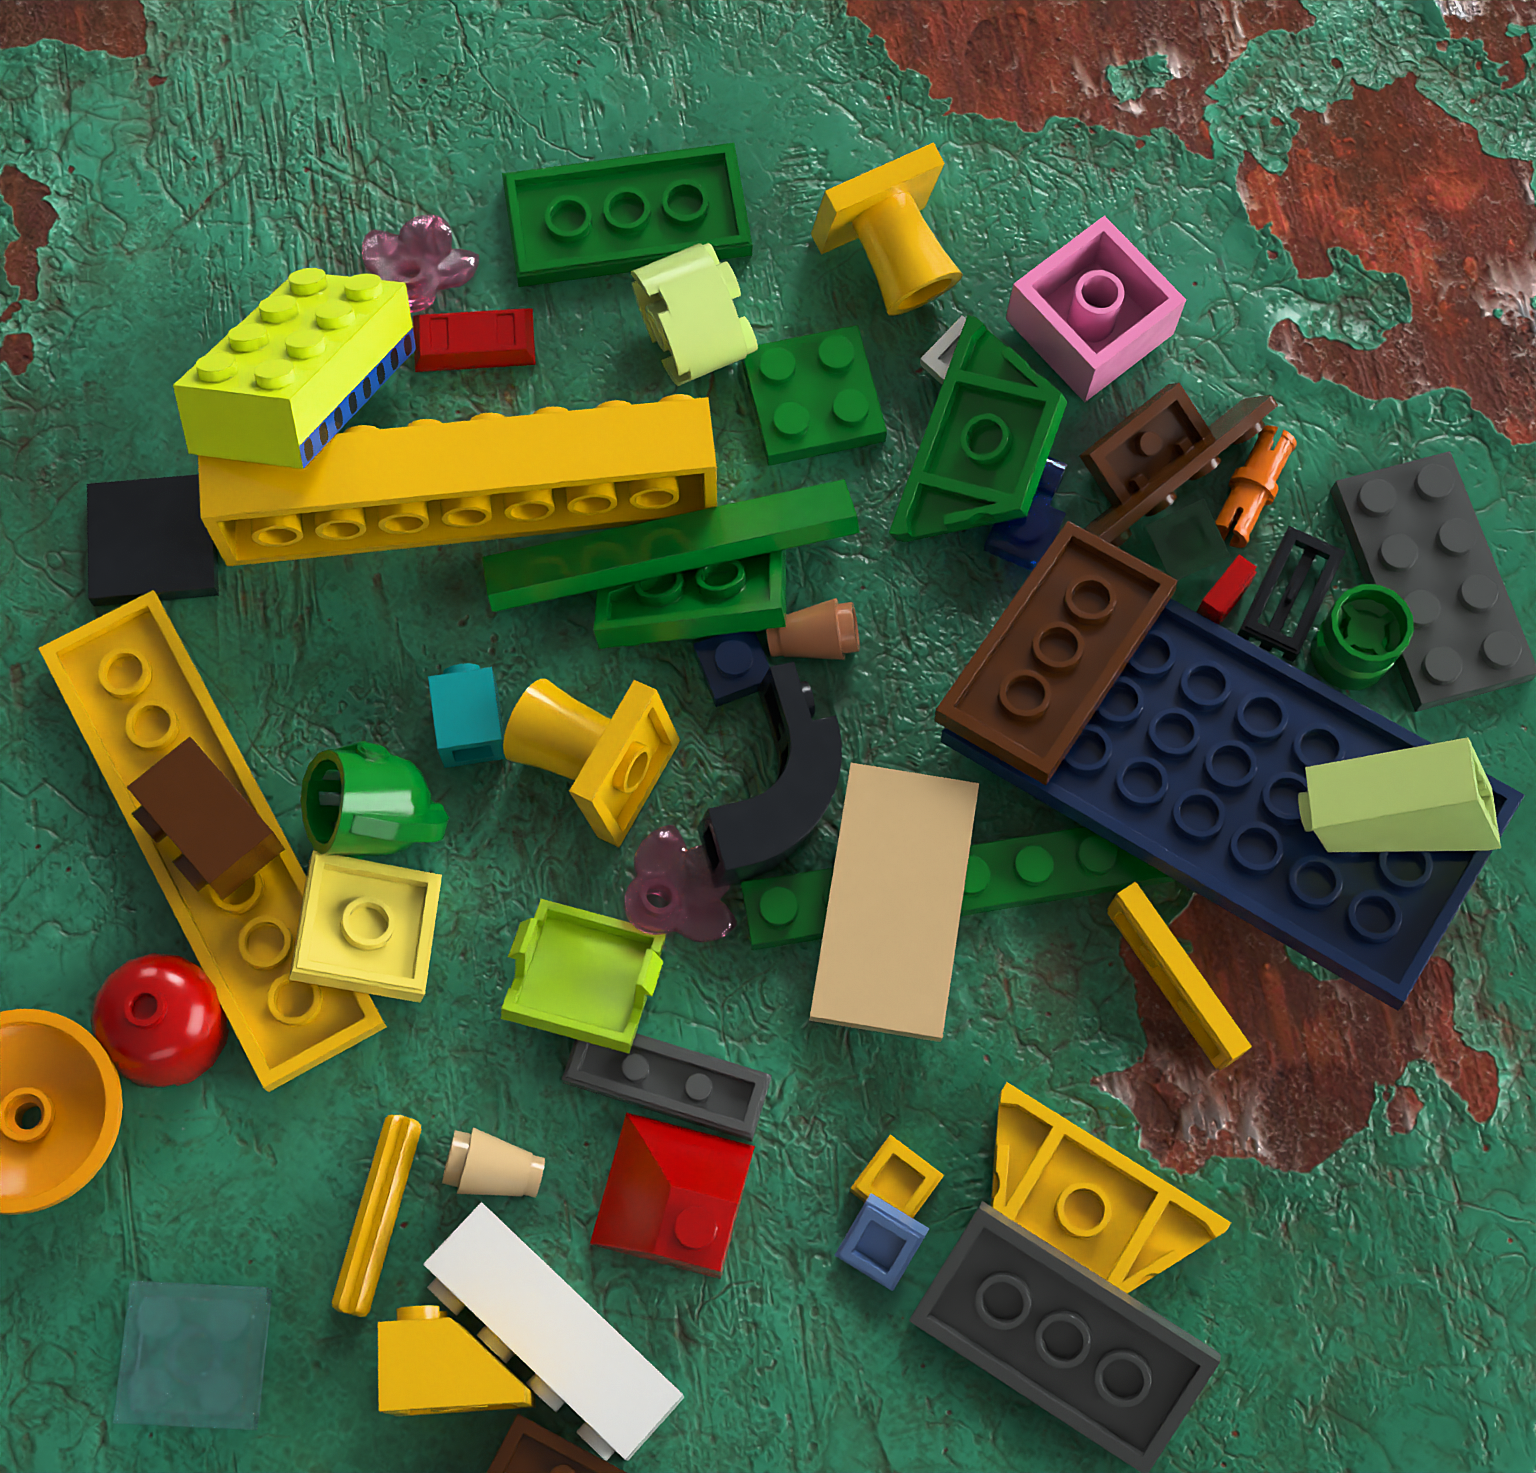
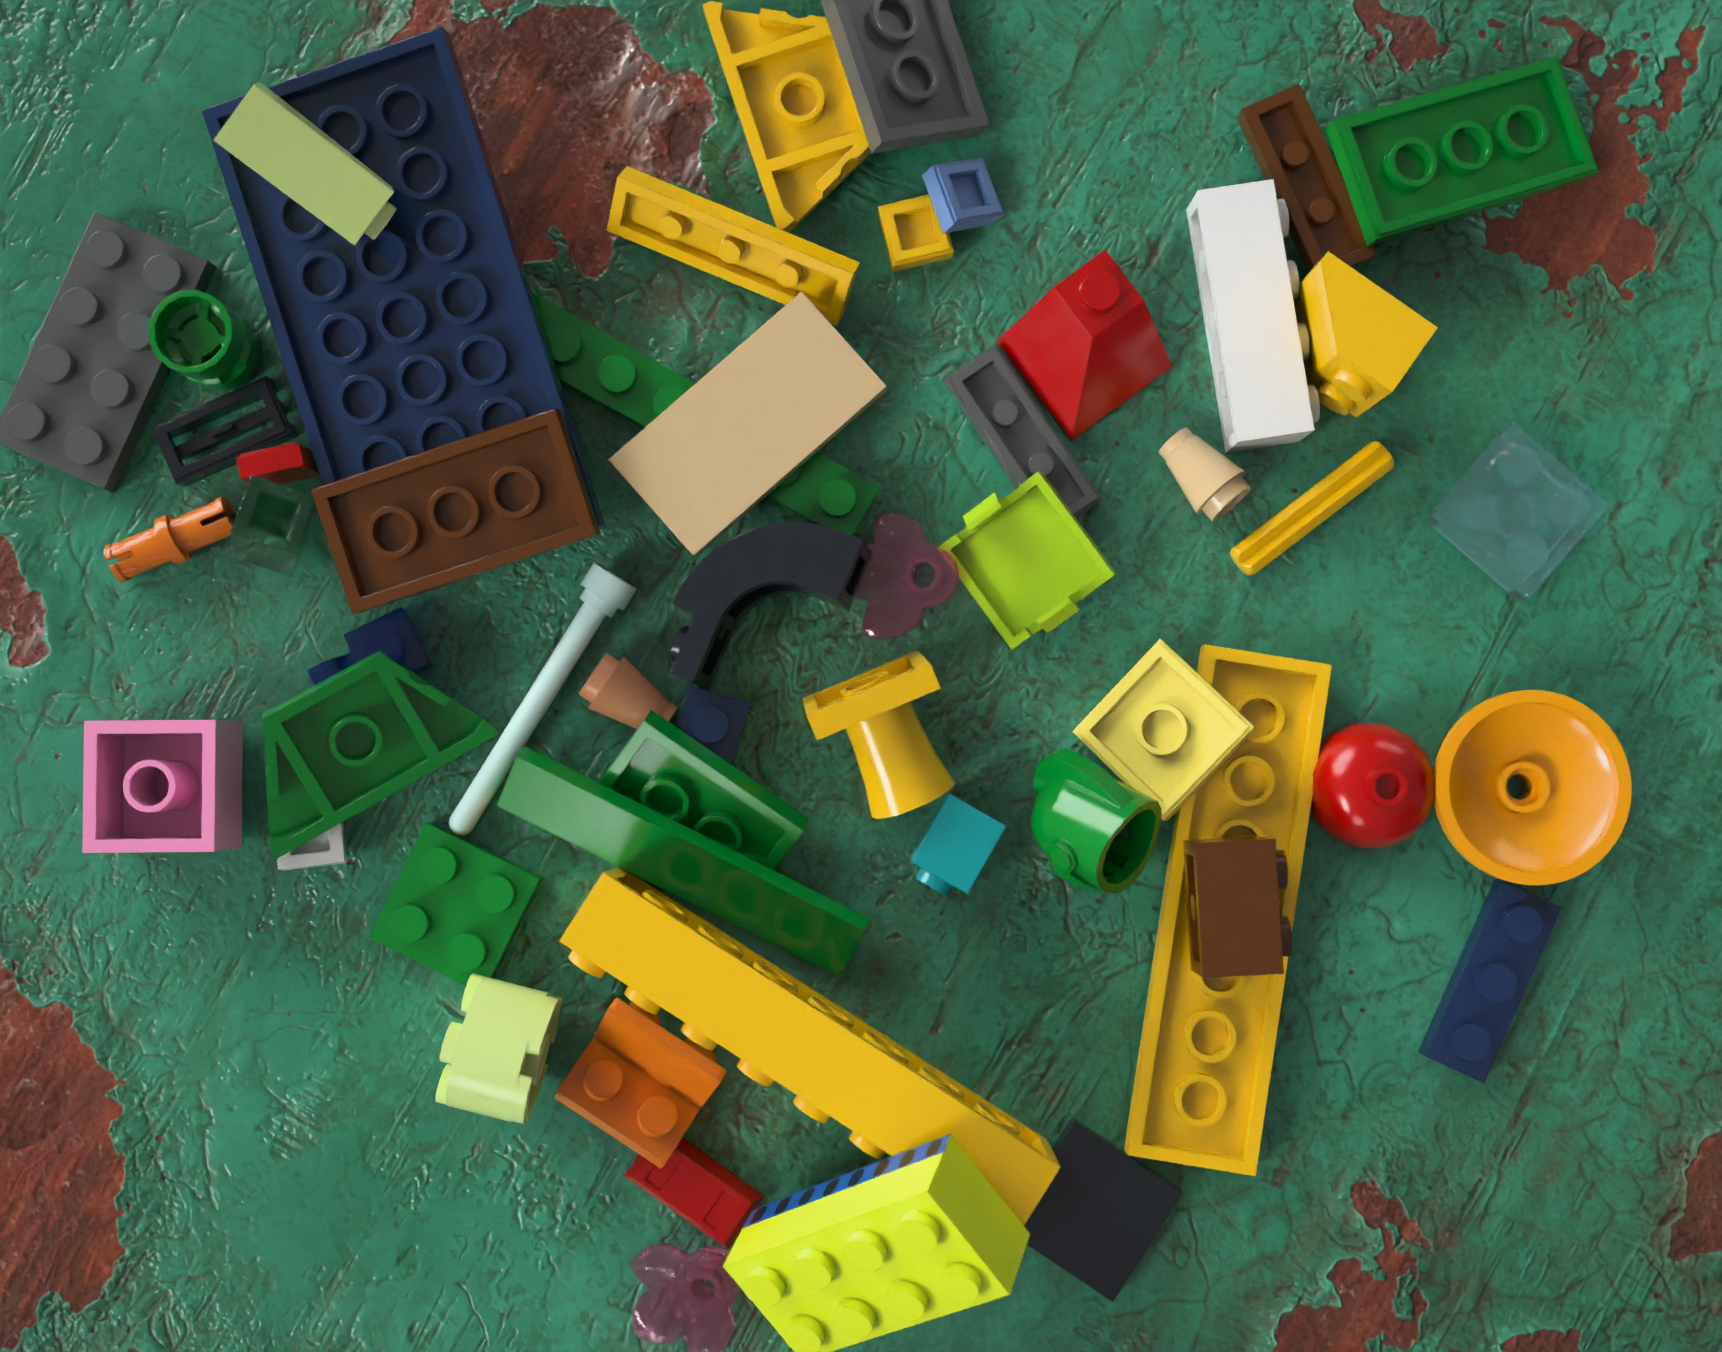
camera: 135 degrees left, 15 degrees up
(570, 363) = (640, 1081): none -> orange bracket
(624, 213) = (473, 1202): green tile -> none
(886, 218) = (269, 988): yellow plant -> none
(898, 694) = (601, 597): none -> light aqua piece
(1033, 1041) = (729, 244): none -> yellow plate
(1160, 450) = (223, 620): reddish brown bracket -> none
(1177, 977) = (583, 205): yellow tile -> none

